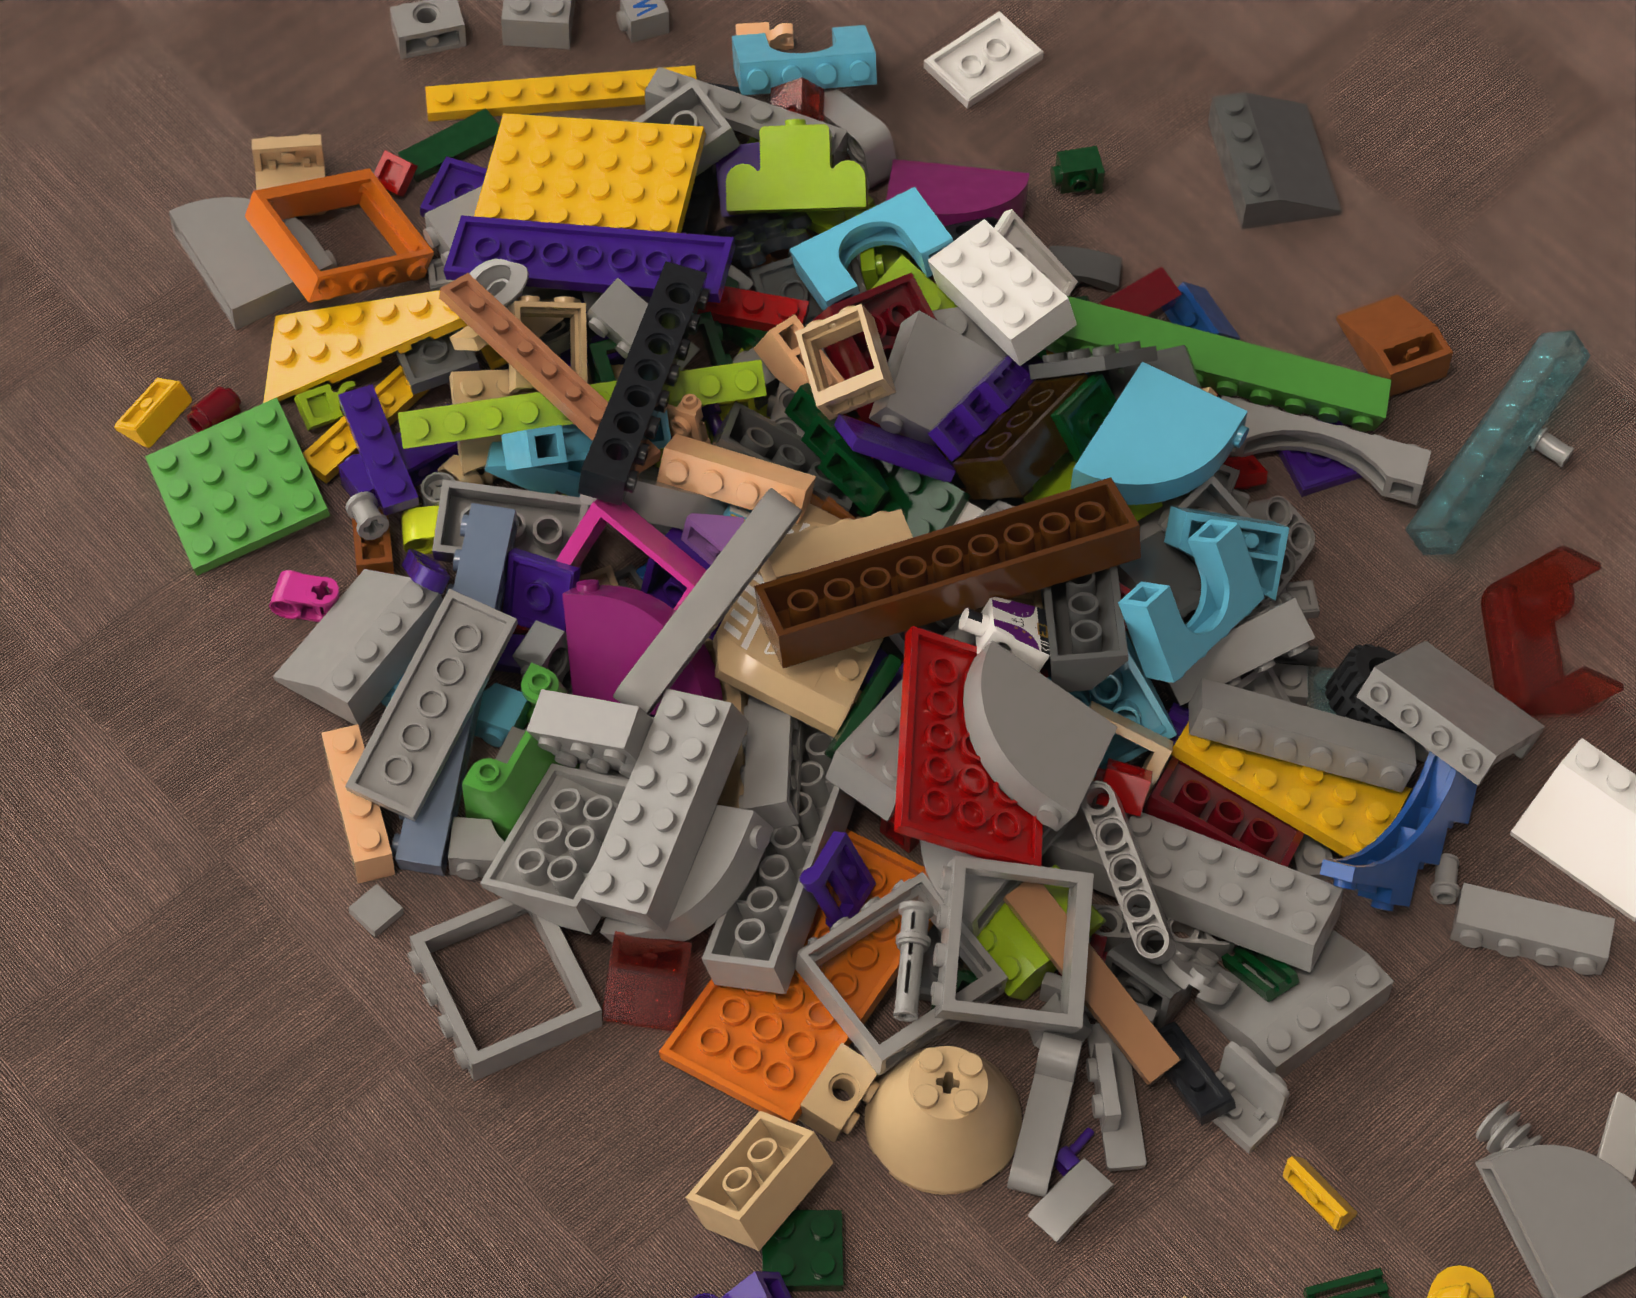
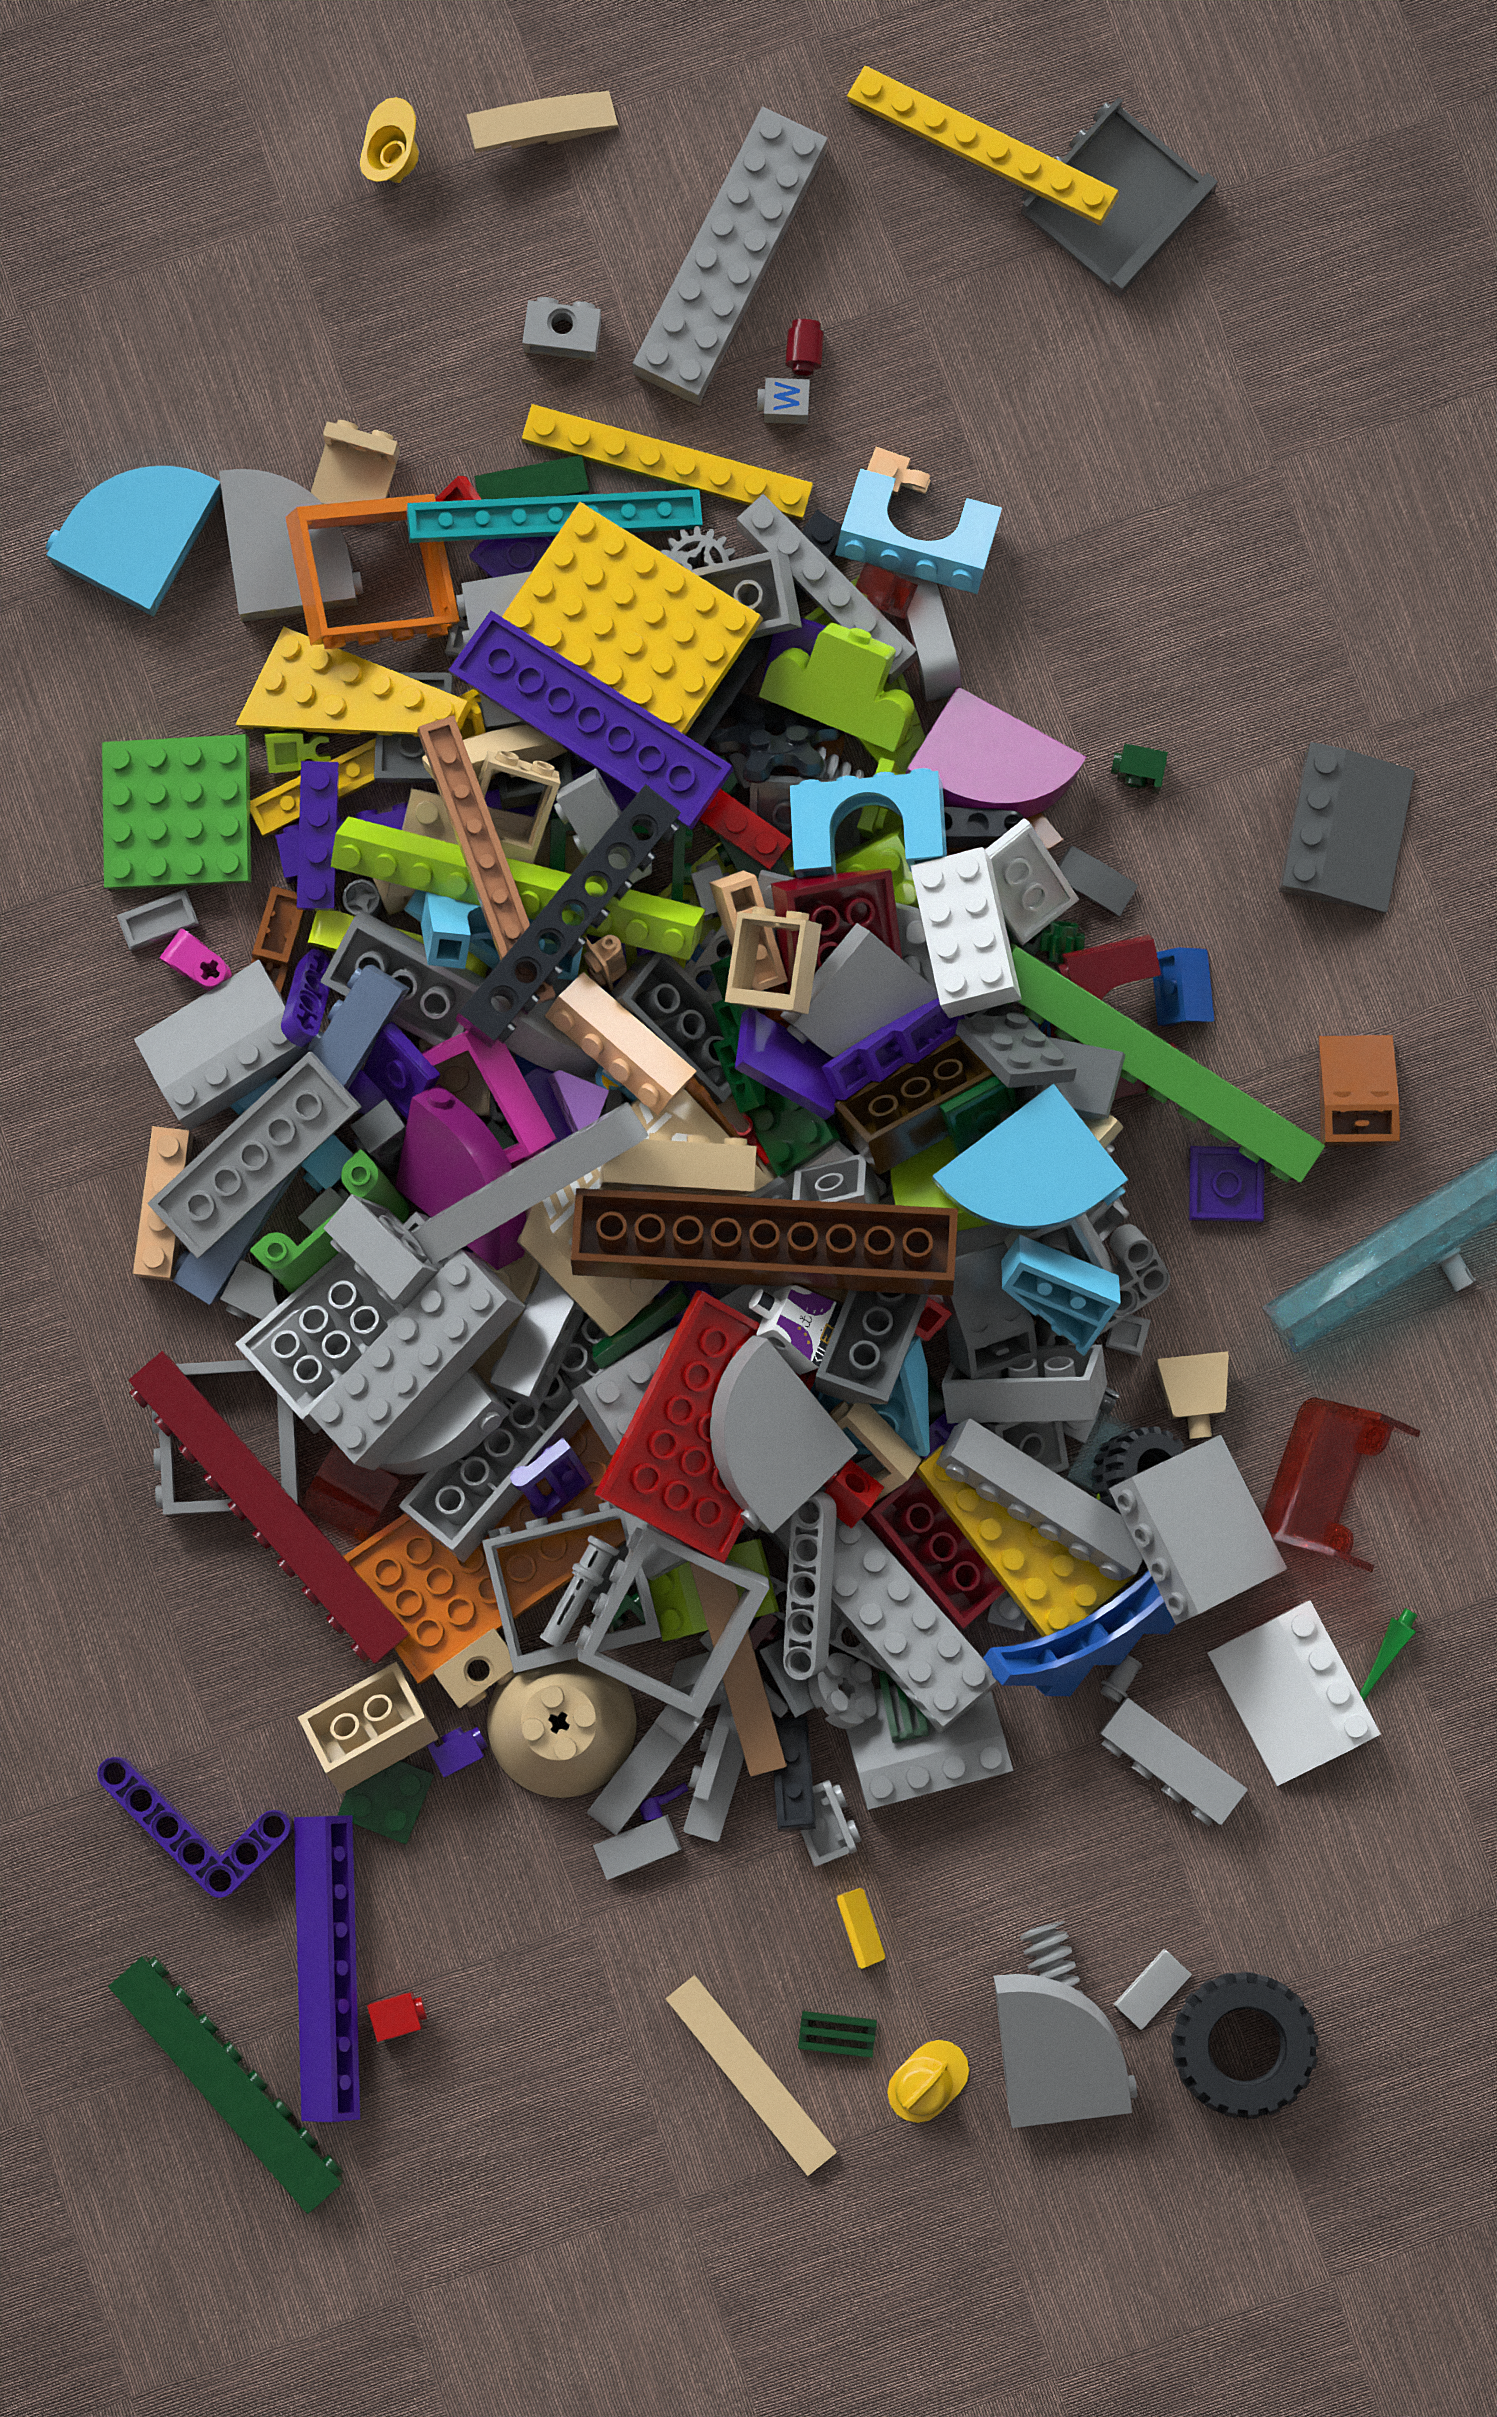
camera: 25 degrees right, 25 degrees up
(109, 287) = (135, 532): none -> medium azure brick
(154, 411) = (129, 689): yellow slope -> none
(214, 408) = (185, 717): dark red brick -> none
(252, 581) = (158, 920): none -> light grey tile
(369, 520) = (280, 905): light grey bush -> none
(376, 910) = (142, 1314): light grey tile -> none
(446, 159) = (548, 514): none -> teal plate
(502, 279) = (484, 721): light grey piece -> none
(576, 1013) = (269, 1508): none -> dark red brick
(854, 1178) = (458, 1750): none -> dark purple brick
(983, 59) = (1111, 586): white tile -> none
(1227, 596) = (1026, 1352): medium azure arch -> none
(1251, 471) = (1142, 1177): red plate -> none
(1379, 614) = (1195, 1389): none -> tan torso
(1389, 465) = (1280, 1236): light grey arch -> none

